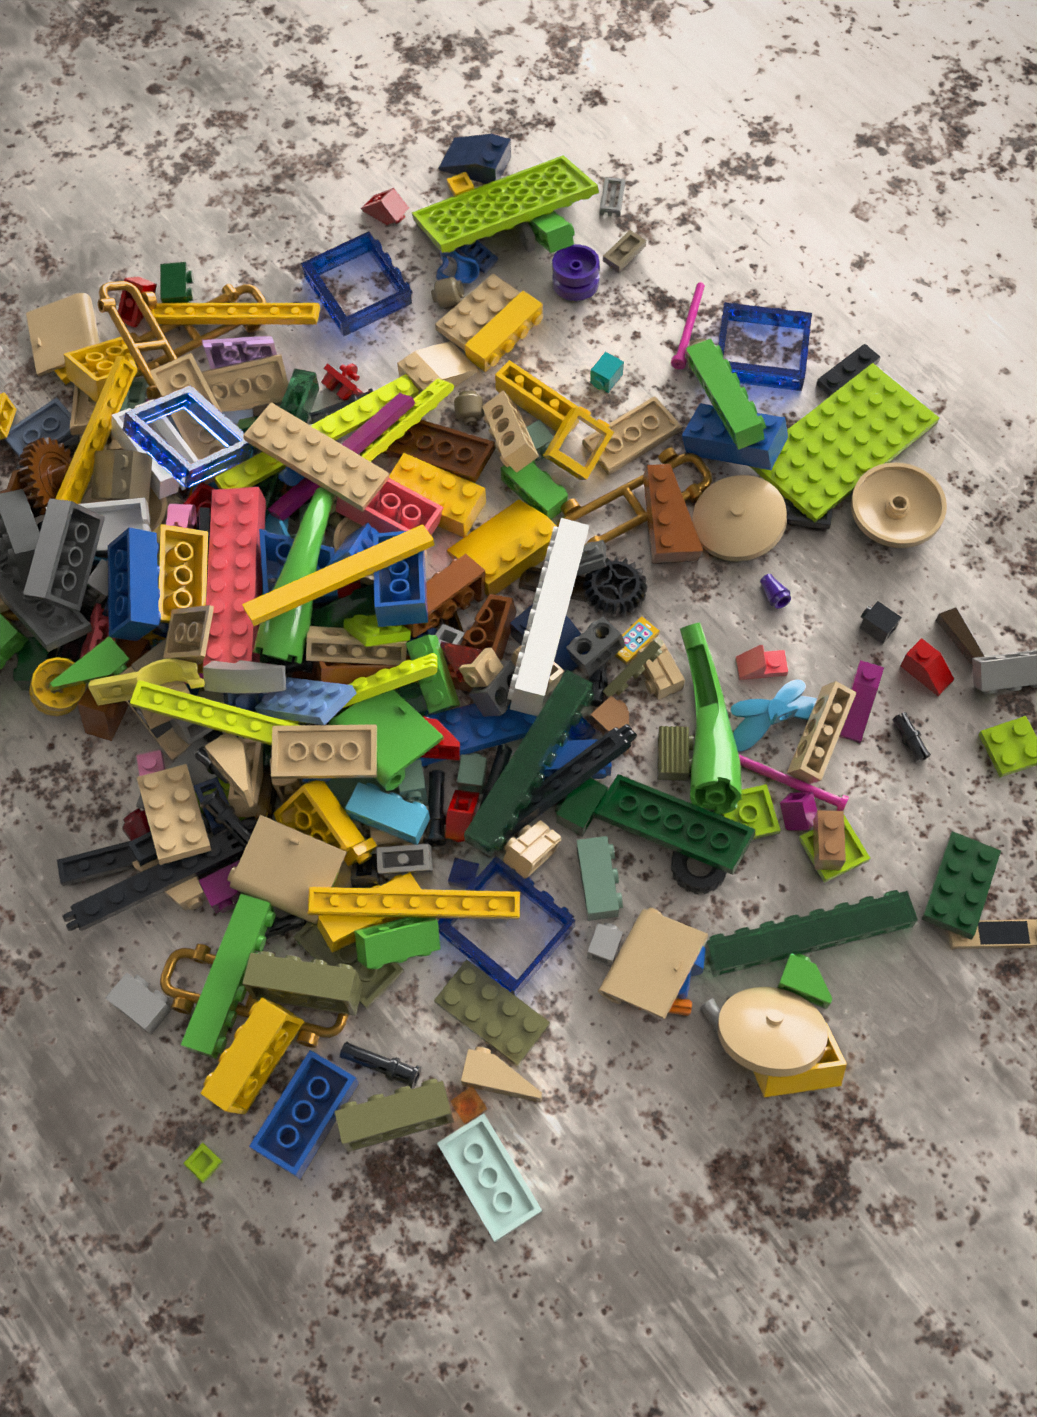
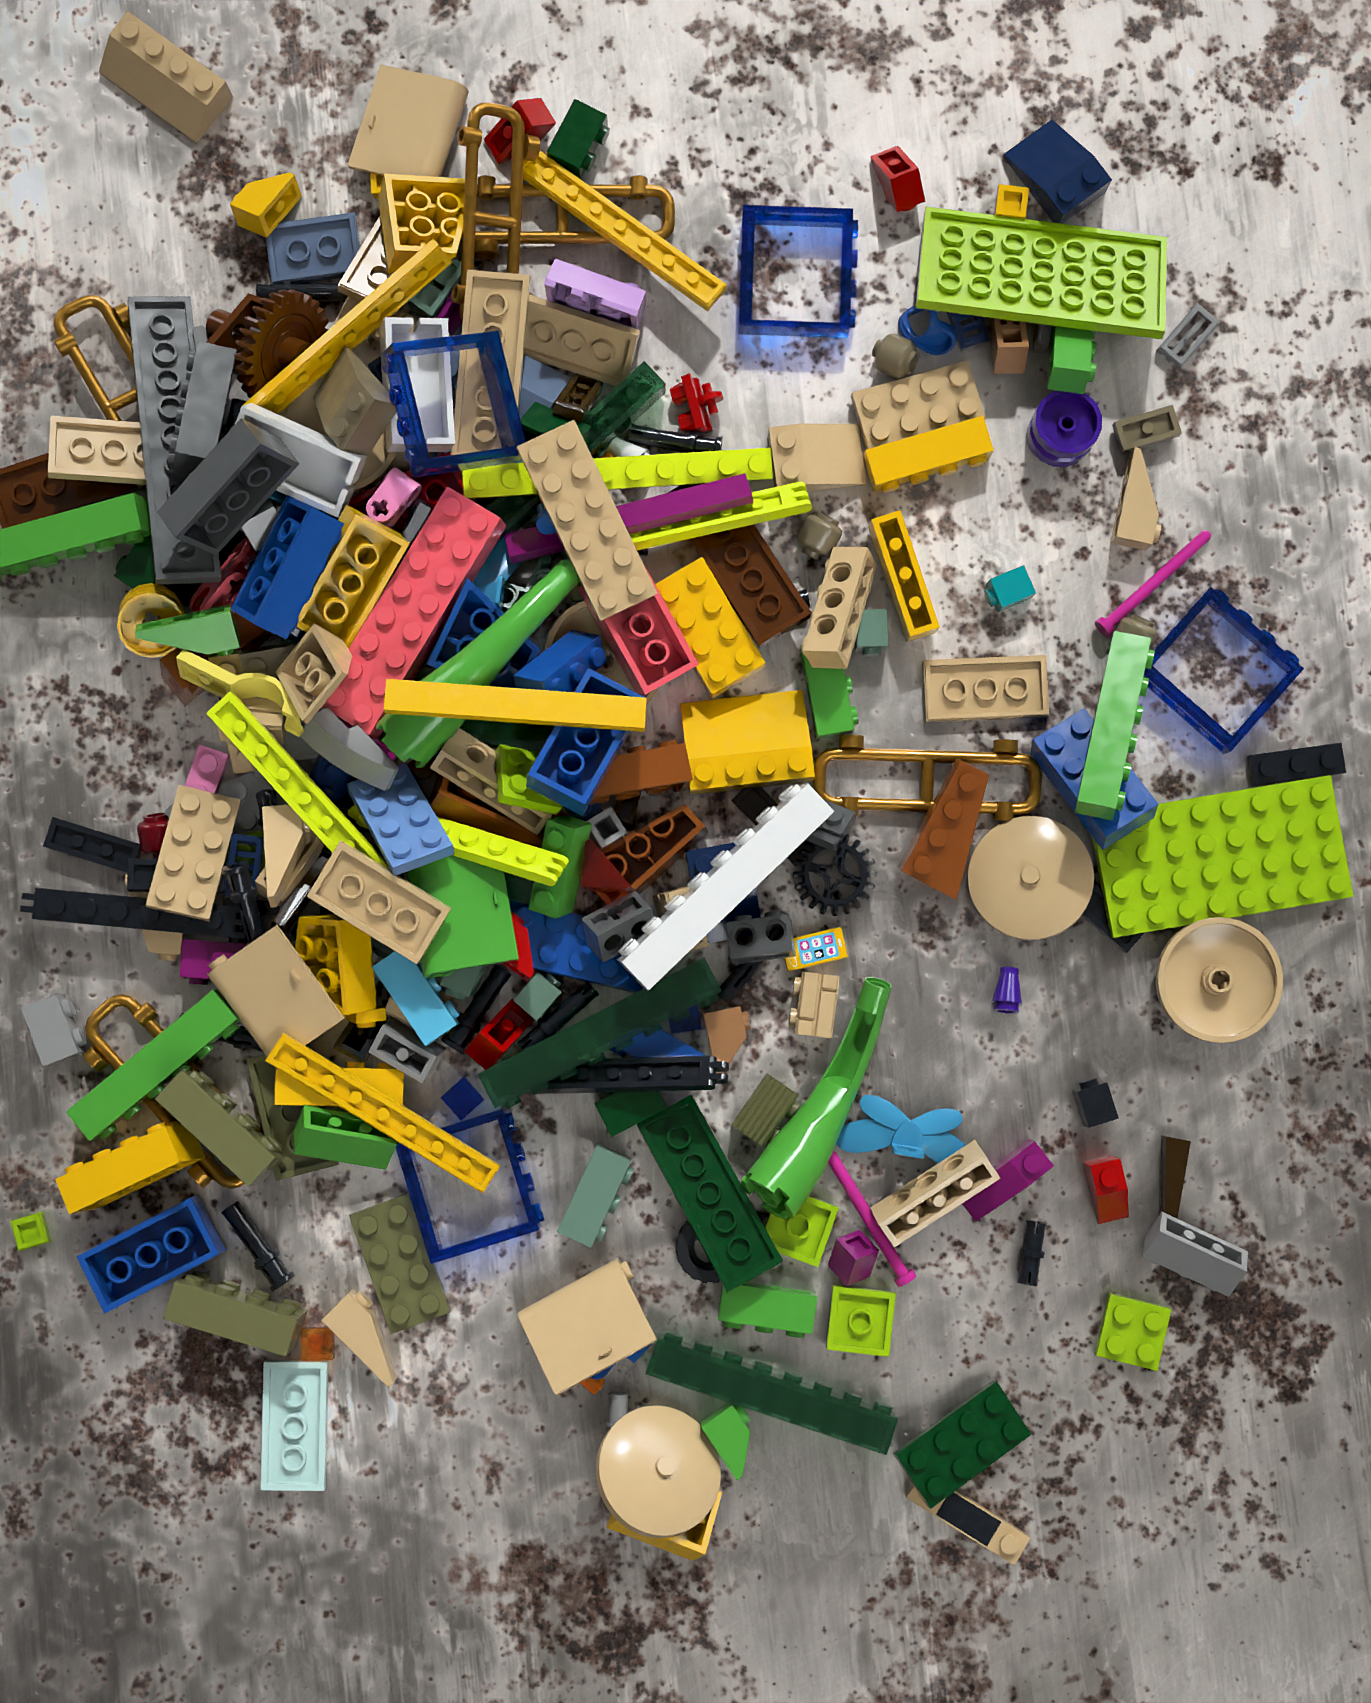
camera: 25 degrees right, 20 degrees up
(482, 669) = (612, 904): tan bracket -> none
(509, 248) = (1008, 346): none -> medium nougat slope
(531, 848) = (545, 1123): tan brick -> none
(567, 463) = (898, 650): yellow window -> none
(605, 944) = (556, 1269): light grey brick -> none
(635, 668) = (784, 992): olive plate -> none
(649, 290) = (1137, 510): none -> tan slope
(761, 664) = (932, 1066): coral slope -> none
(766, 878) = (768, 1309): none -> bright green brick
(829, 840) = (854, 1317): medium nougat brick -> none

